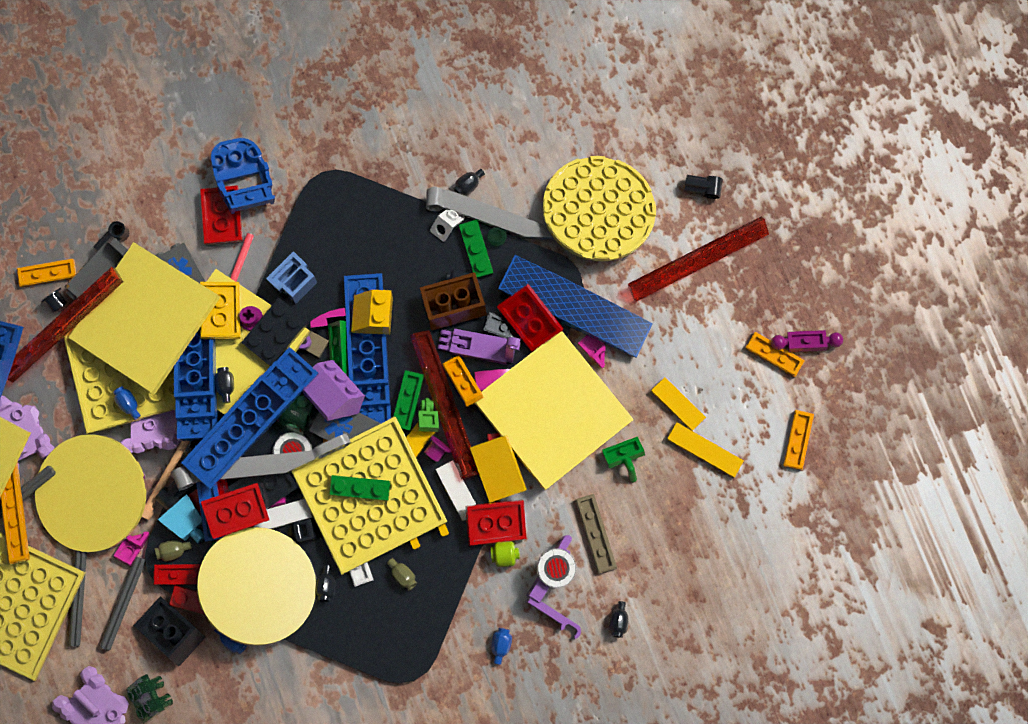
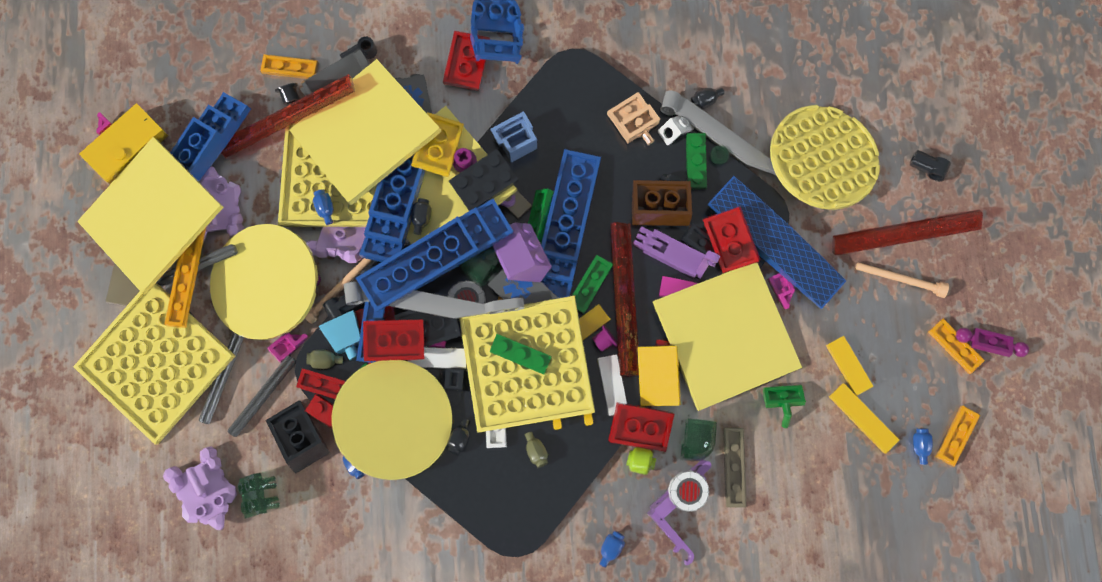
camera: 15 degrees right, 0 degrees up
(242, 256) = (473, 105): coral bar -> none
(322, 319) = (532, 183): dark pink slope -> none
(372, 312) = (581, 190): yellow slope -> none
(403, 225) = (634, 118): none -> light nougat plate
(427, 417) = (604, 306): bright green plate -> none
(463, 380) = (649, 281): light orange tile -> none
(553, 517) = (698, 440): none -> clear green brick
(619, 621) = (734, 560): black plant -> none
(743, 304) = (940, 289): none -> light nougat piece
(767, 458) = (923, 444): none -> blue plant

